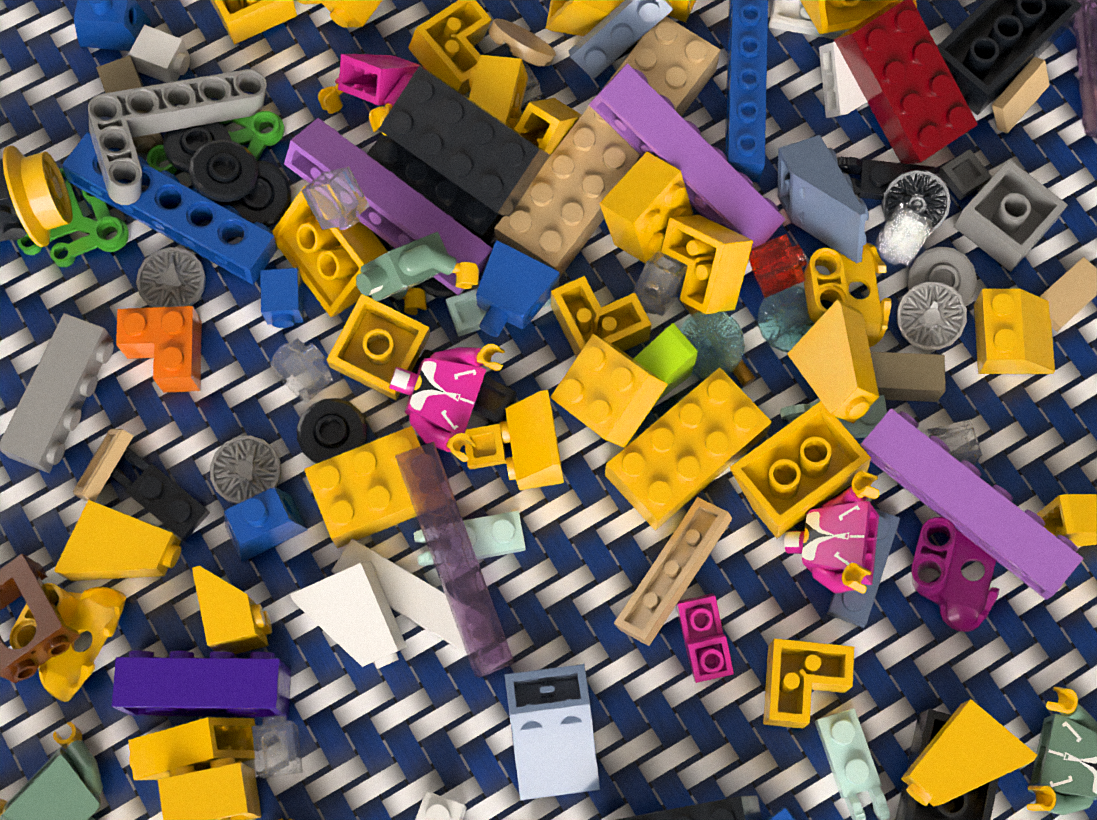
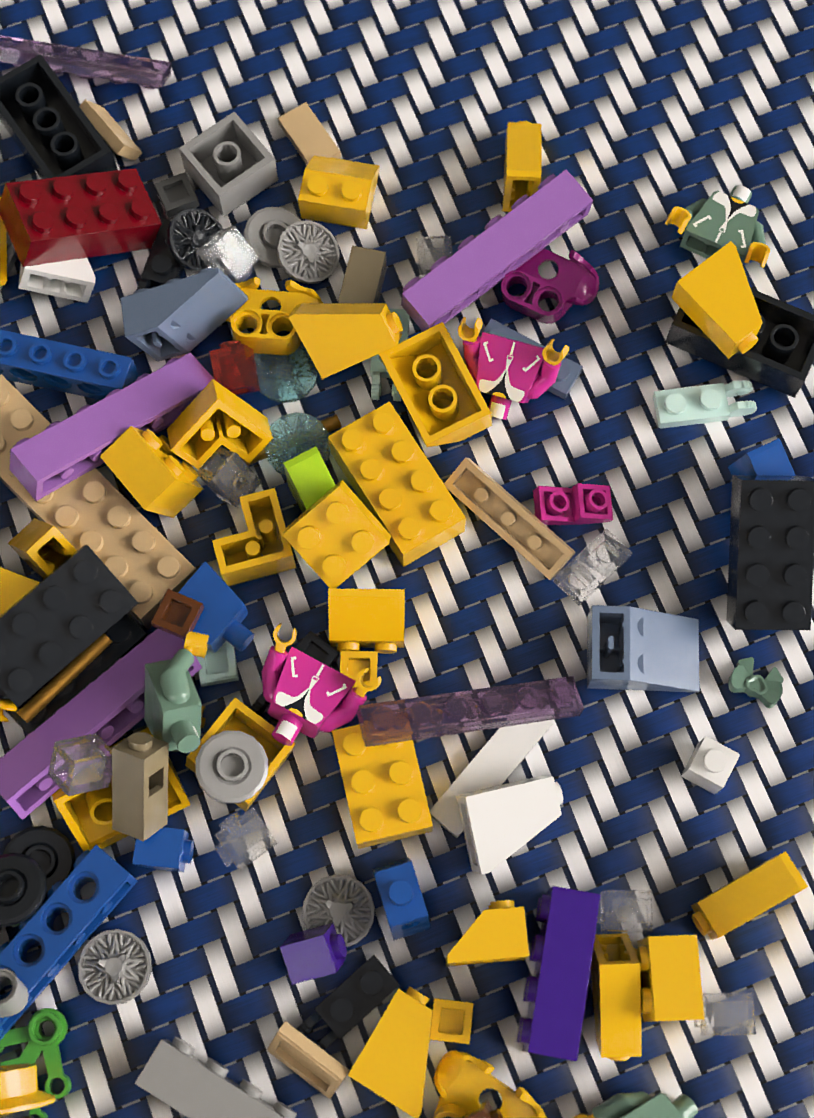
camera: 80 degrees left, 0 degrees up
(152, 593) = (451, 1021): none -> yellow plate
(170, 338) = (178, 972): orange brick -> none
(198, 450) = (313, 953): none -> dark purple brick
(326, 256) = (140, 785): none -> dark tan brick
(330, 429) = (314, 818): black wheel -> none
(357, 335) = (231, 767): none -> light grey wheel
(421, 169) = (63, 678): none -> pearl gold bar
(488, 535) = (445, 676): light aqua hinge -> none
(497, 254) = (177, 614): none -> reddish brown plate
(637, 667) = (592, 567): none -> clear slope
(795, 671) = (622, 432): yellow brick -> none

